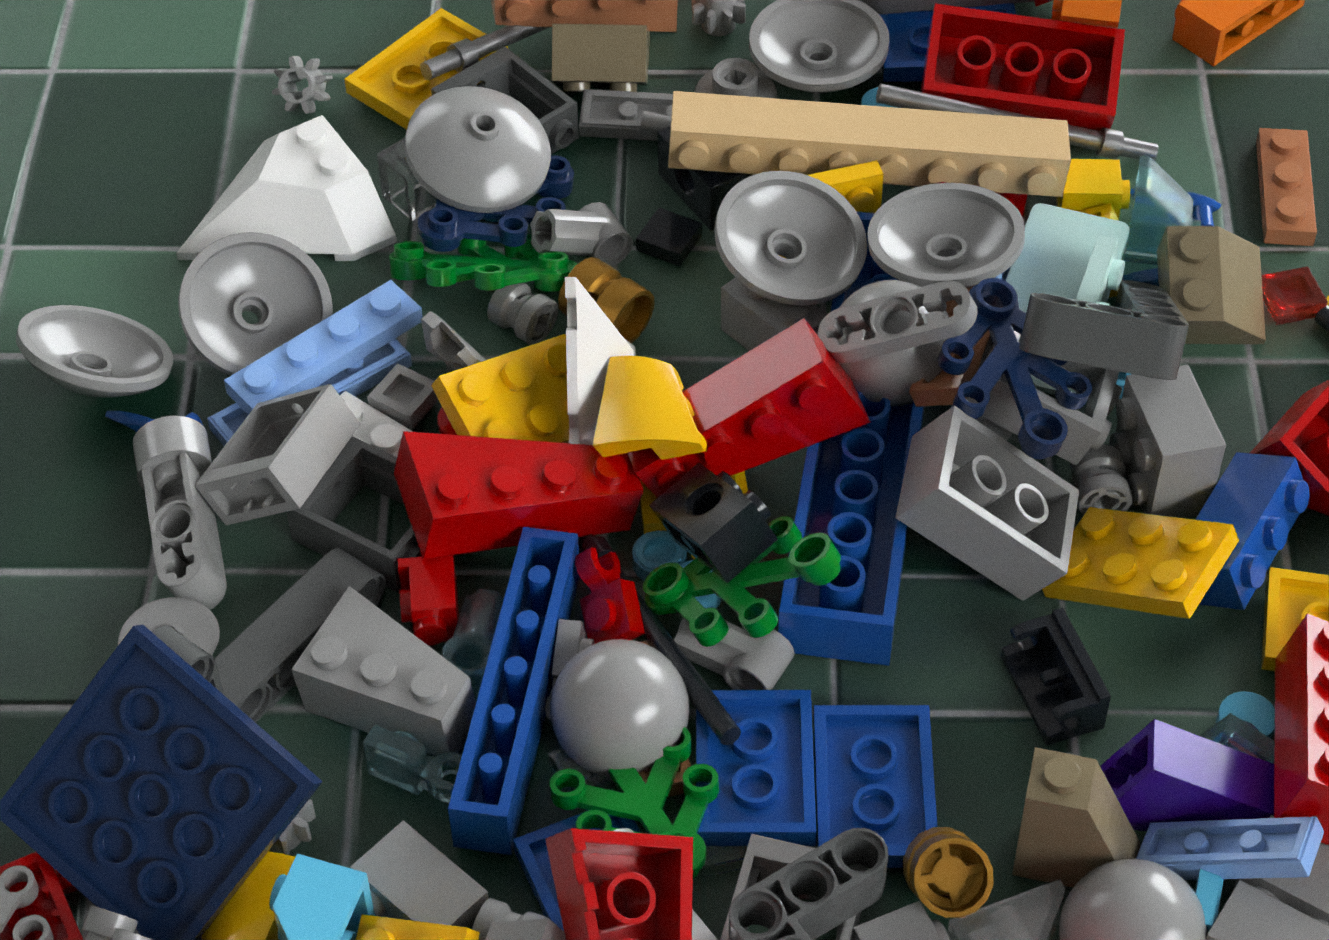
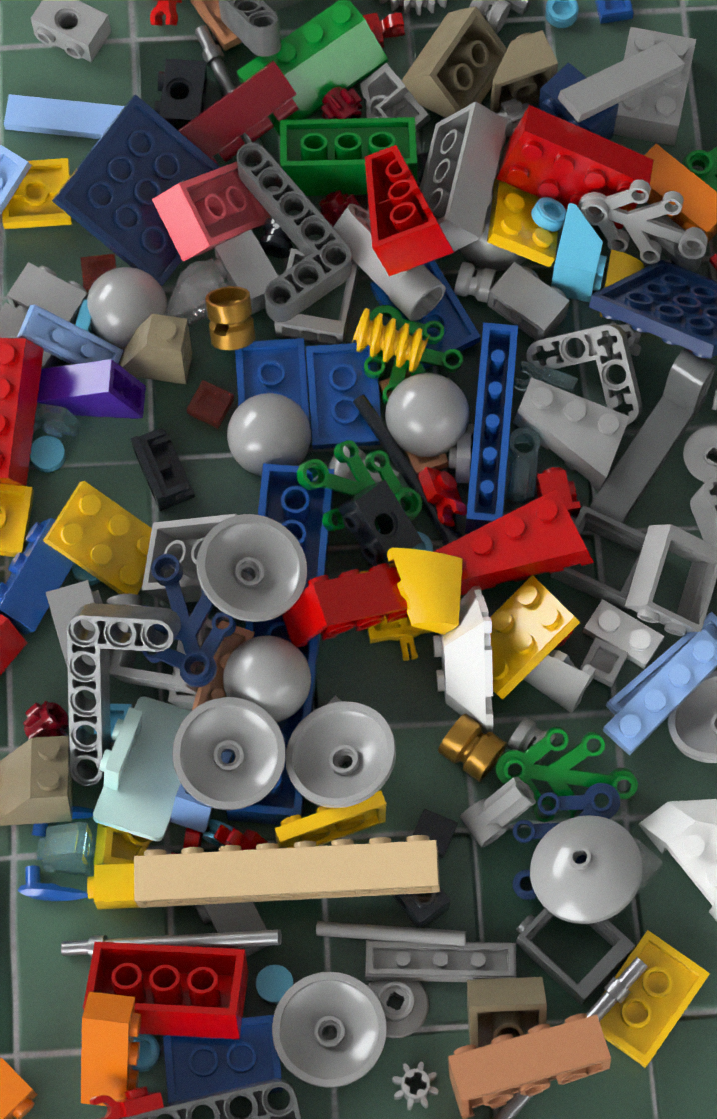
camera: 175 degrees right, 20 degrees up
(347, 792) = (596, 351): none -> light grey beam
(671, 790) = (389, 340): none -> yellow piece
(882, 705) = (268, 431): none -> light grey piece
(914, 395) = (263, 550): none -> light grey dish
(932, 297) = (249, 648): light grey beam -> none
(979, 770) = (210, 404): none -> clear red plate
(1209, 357) = (45, 720): none -> dark red gear

